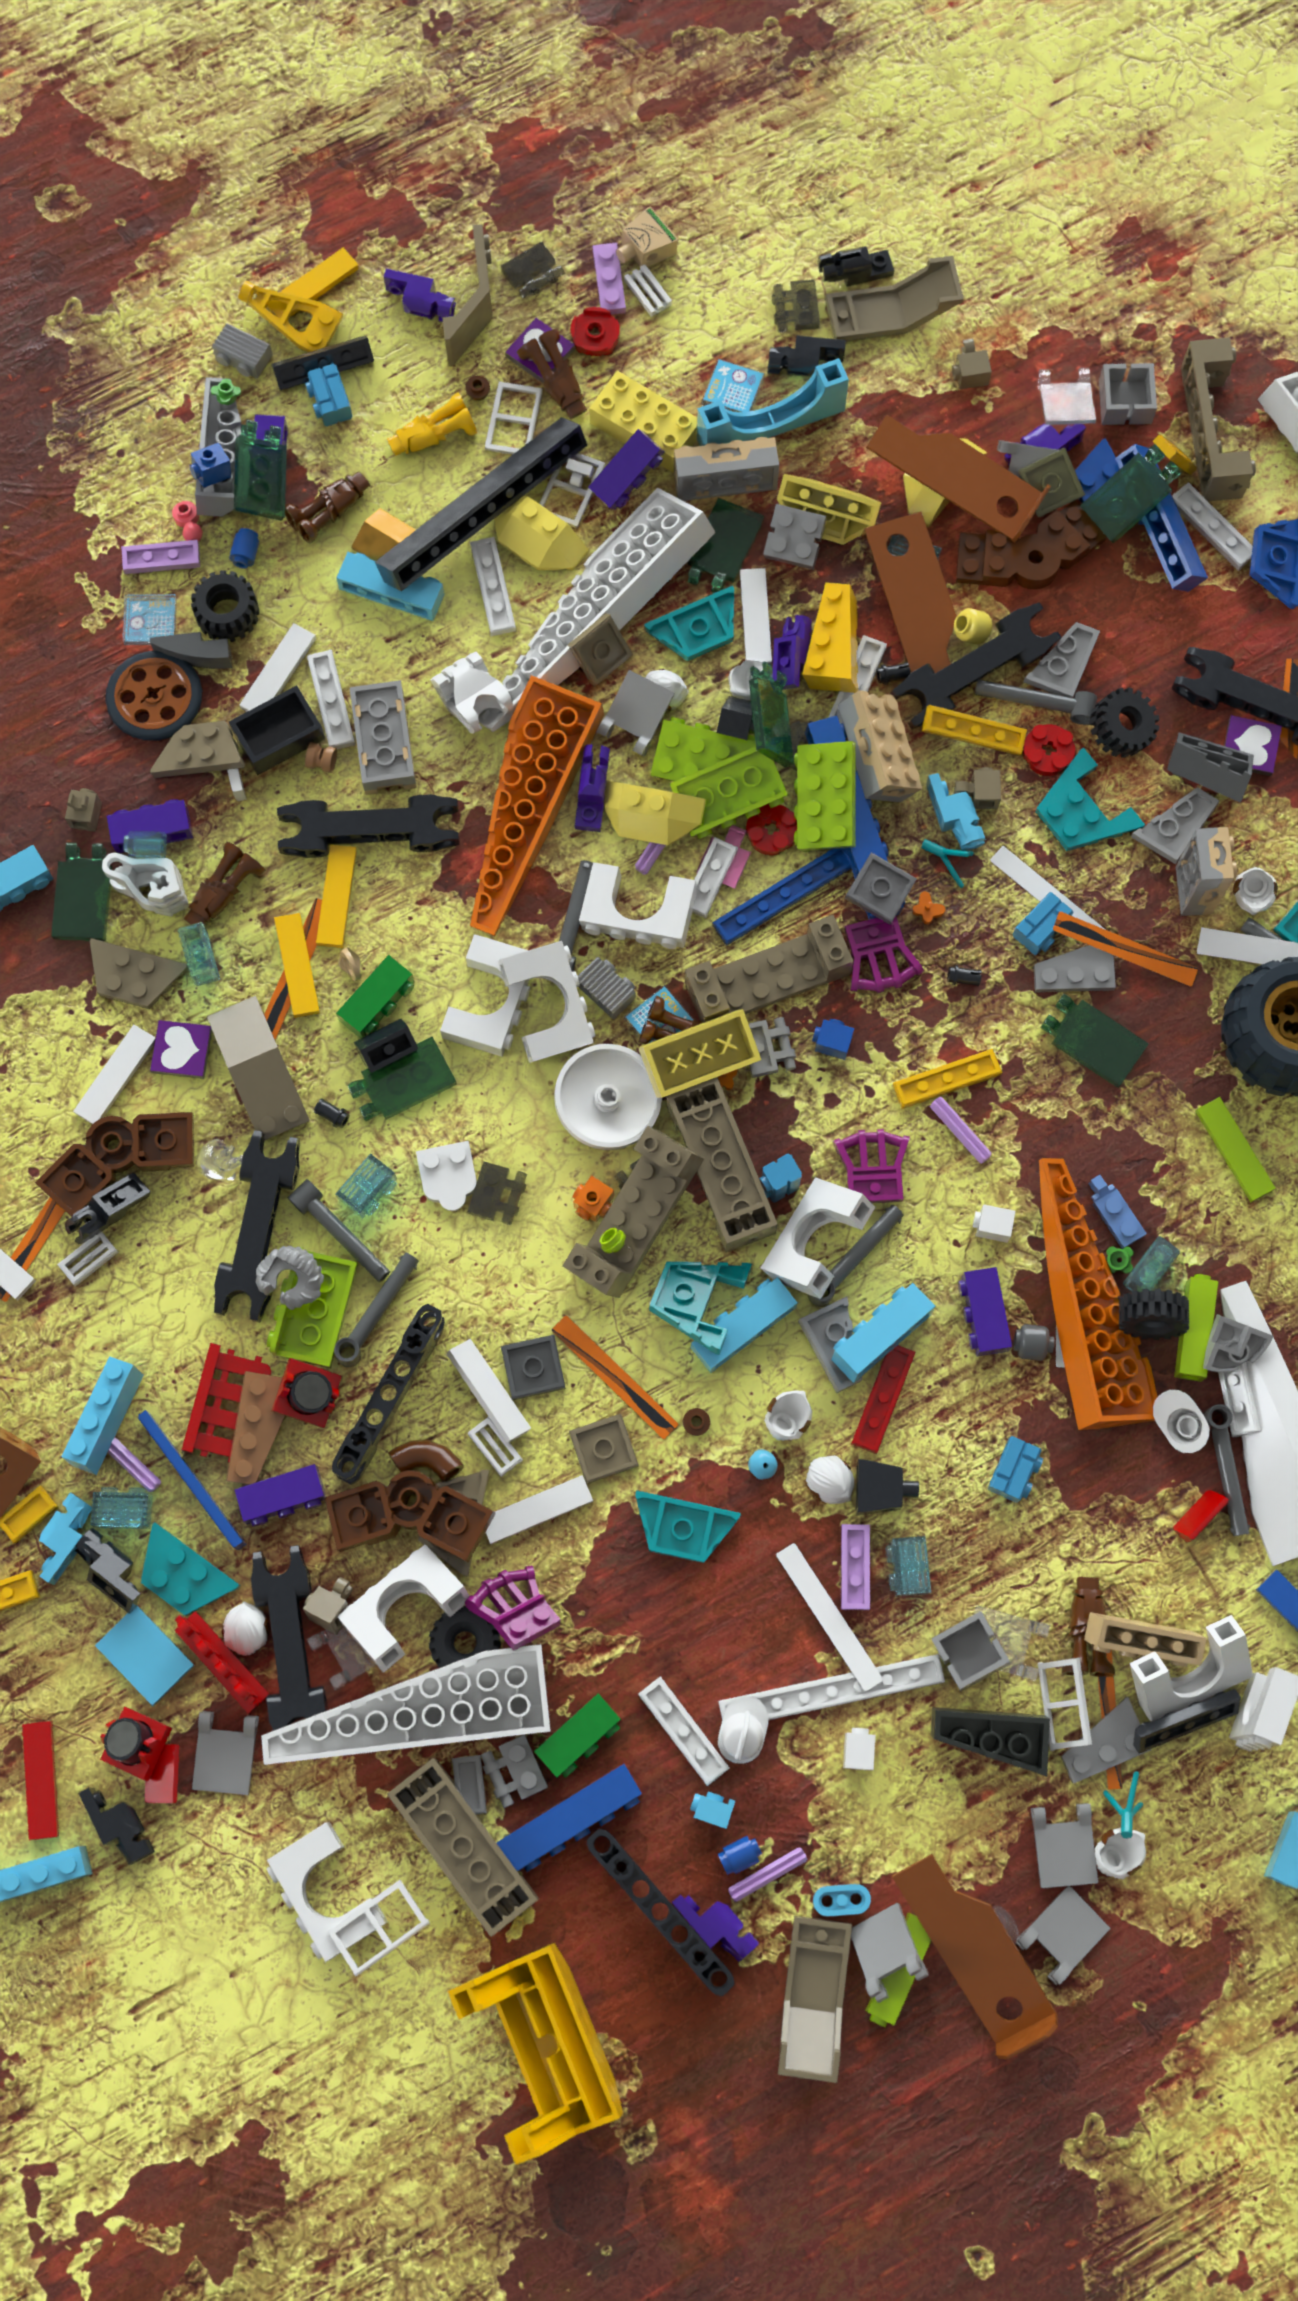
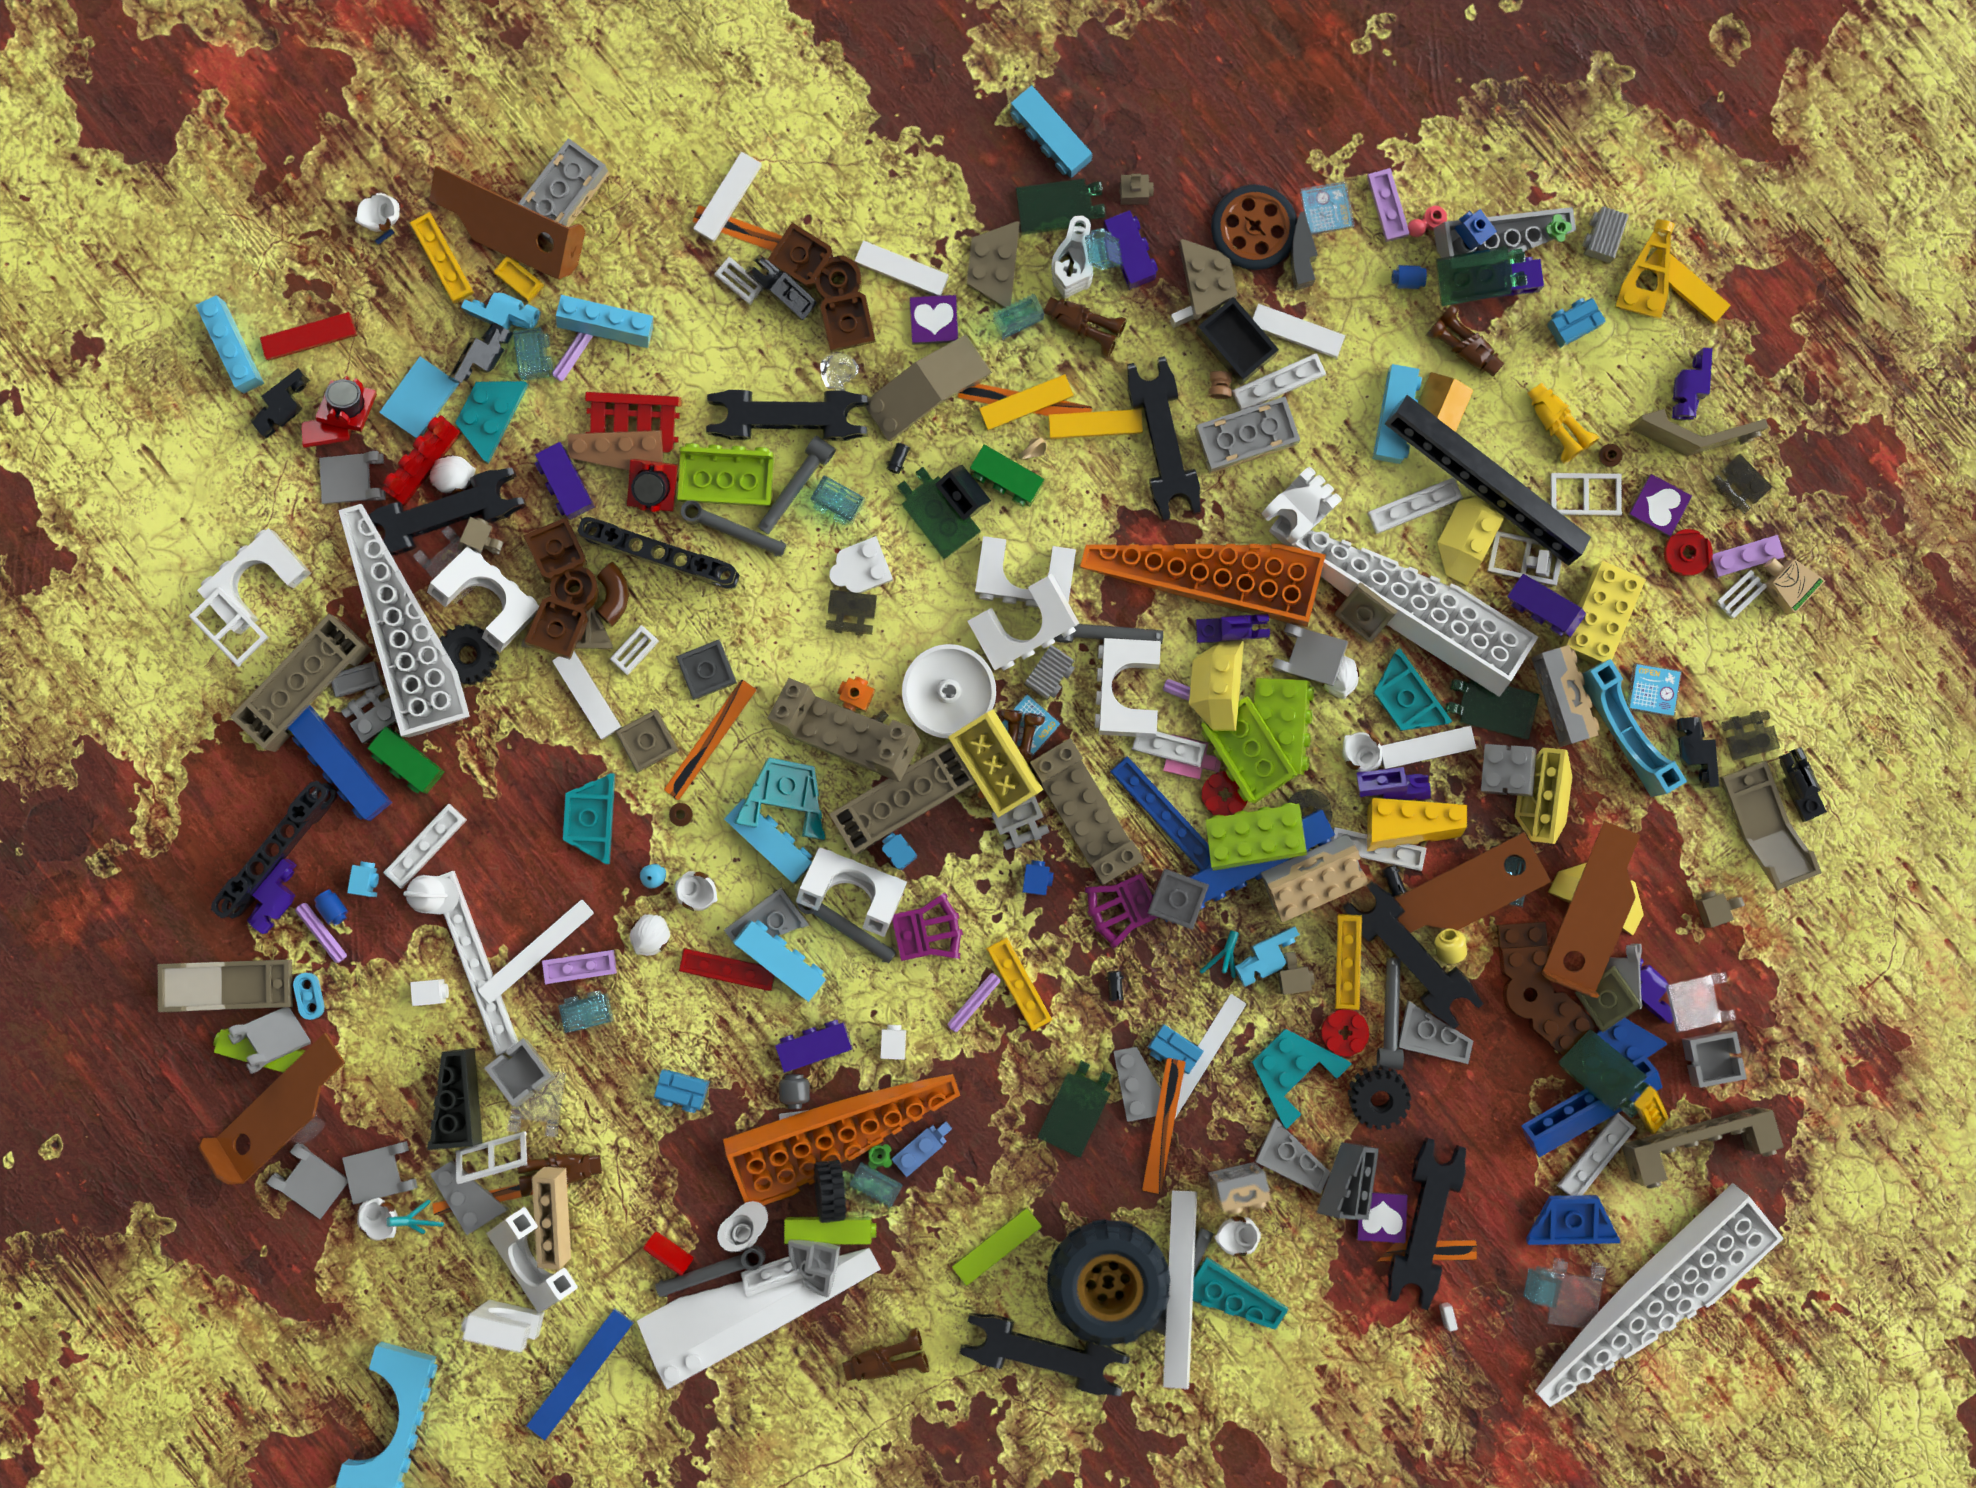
camera: 80 degrees right, 10 degrees up
(191, 1480) = (565, 405): blue tile -> none
(221, 588) = (1351, 253): black tyre -> none
(293, 1259) = (753, 461): light grey piece -> none
(344, 354) = (1616, 322): black plate -> none
(488, 1391) = (679, 636): white tile -> none
(517, 1624) = (488, 700): magenta plate -> none
(552, 2045) = (157, 784): yellow wedge -> none
(559, 383) = (1626, 529): reddish brown piece -> none
(612, 1240) = (817, 716): lime plate -> none
(736, 718) = (1319, 747): black brick -> none
(771, 715) = (1322, 775): clear green tile -> none
(881, 1487) = (648, 979): black torso -> none
(927, 908) = (1173, 944): orange piece -> none
(1186, 1721) = (497, 1268): black plate -> none

